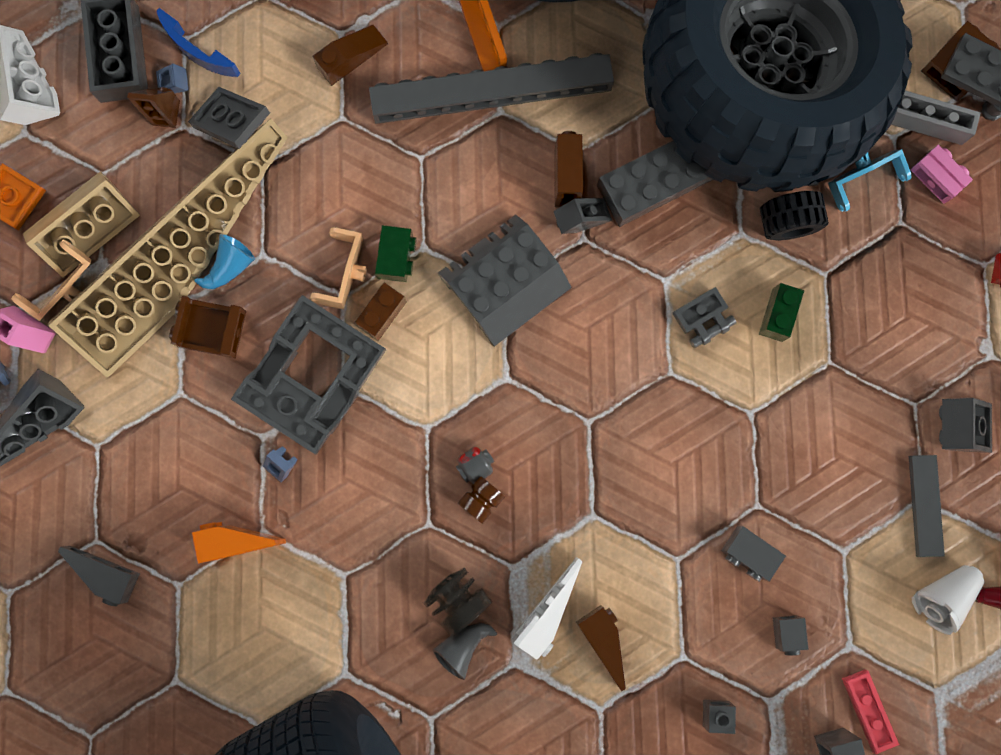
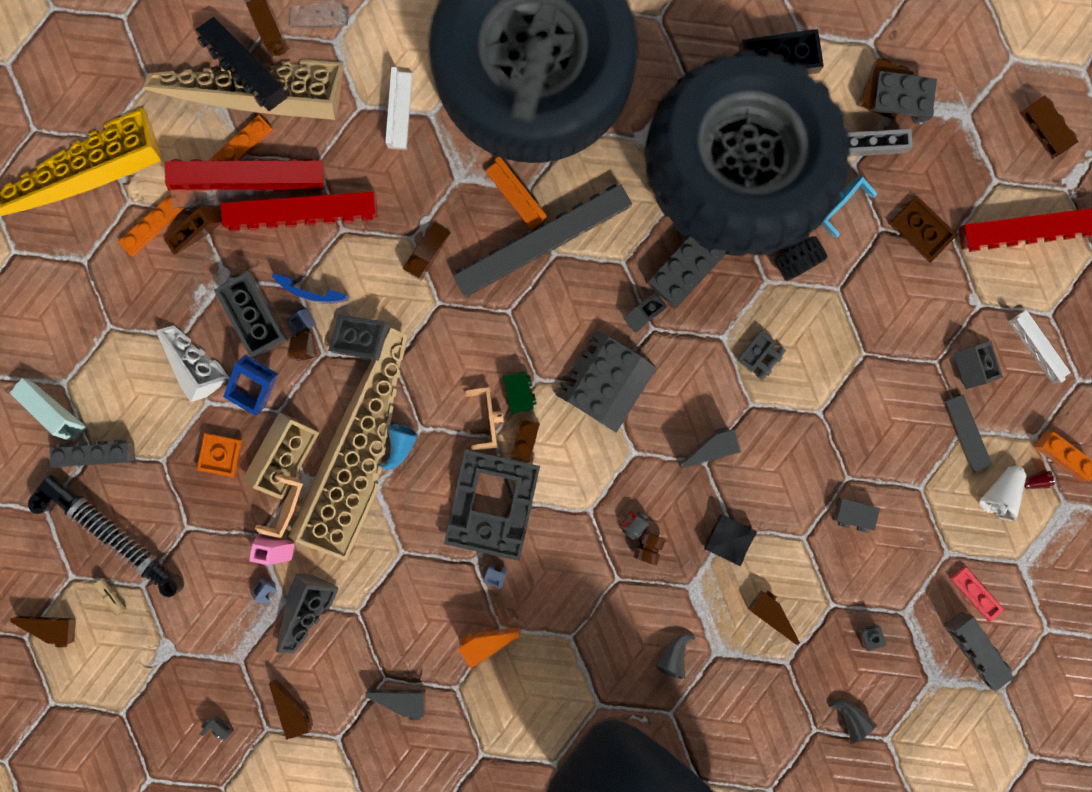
camera: 15 degrees left, 5 degrees up
(97, 121) = (264, 377): none -> blue window
(207, 327) = (404, 497): reddish brown panel -> none
(457, 602) = (659, 626): clear smoke wheel -> none
(542, 624) = (724, 620): white wedge -> none
(568, 168) = (623, 283): reddish brown brick -> none
(585, 527) = (730, 540): none -> black brick
(611, 404) = (716, 446): none -> dark grey slope
(781, 312) = (816, 331): dark green brick -> none
(790, 634) = (902, 561): dark grey brick -> none
(942, 174) = (898, 182): bright pink brick -> none
(952, 240) = (923, 229): none -> reddish brown tile

